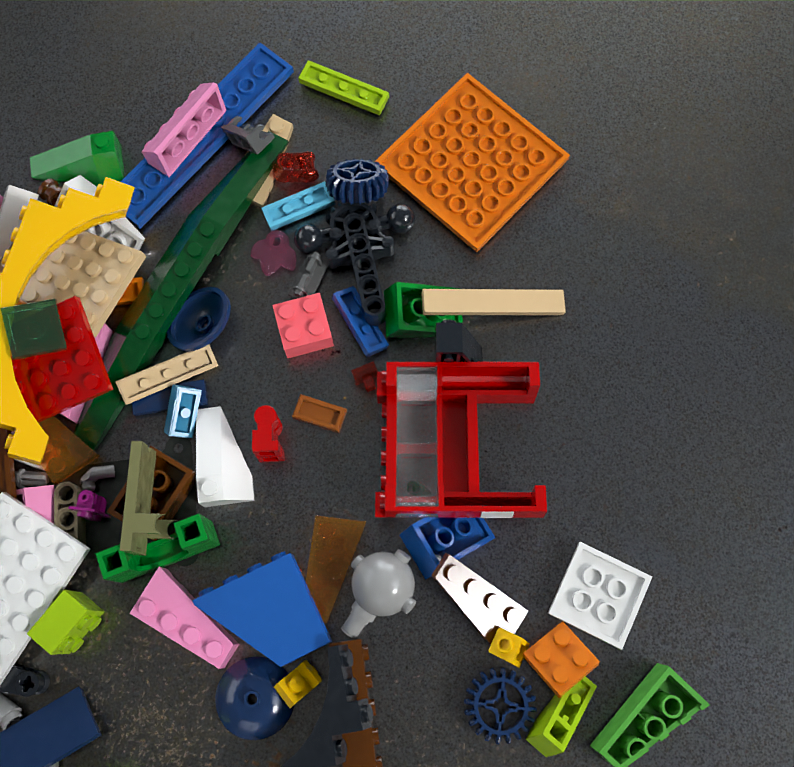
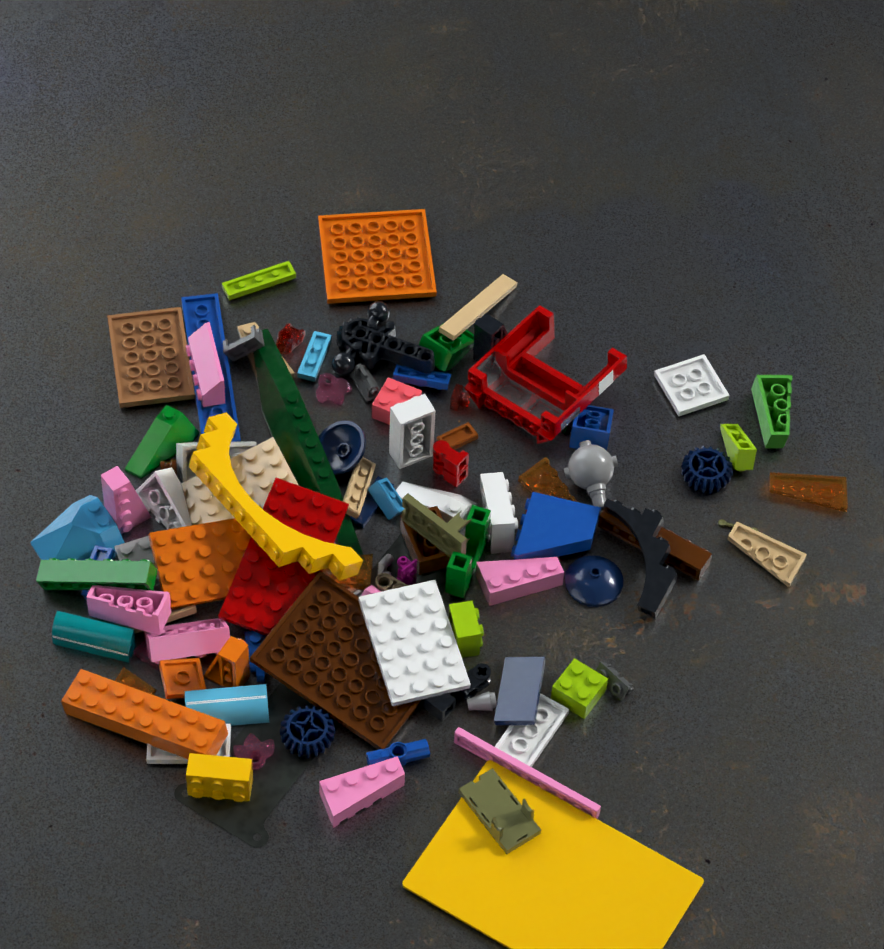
camera: 55 degrees left, 20 degrees down
(33, 329) = (280, 504): clear green tile -> none
(167, 69) = (150, 357): none -> medium nougat plate
(252, 529) = (502, 522): none -> white wedge
(255, 370) = (411, 431): none -> white brick
(298, 683) = (606, 547): yellow bracket -> none
(357, 181) = (334, 312): dark blue gear -> none
(478, 599) = (644, 433): wing -> none
(509, 647) = (679, 440): yellow bracket -> none
(561, 659) = (708, 424): orange plate -> none

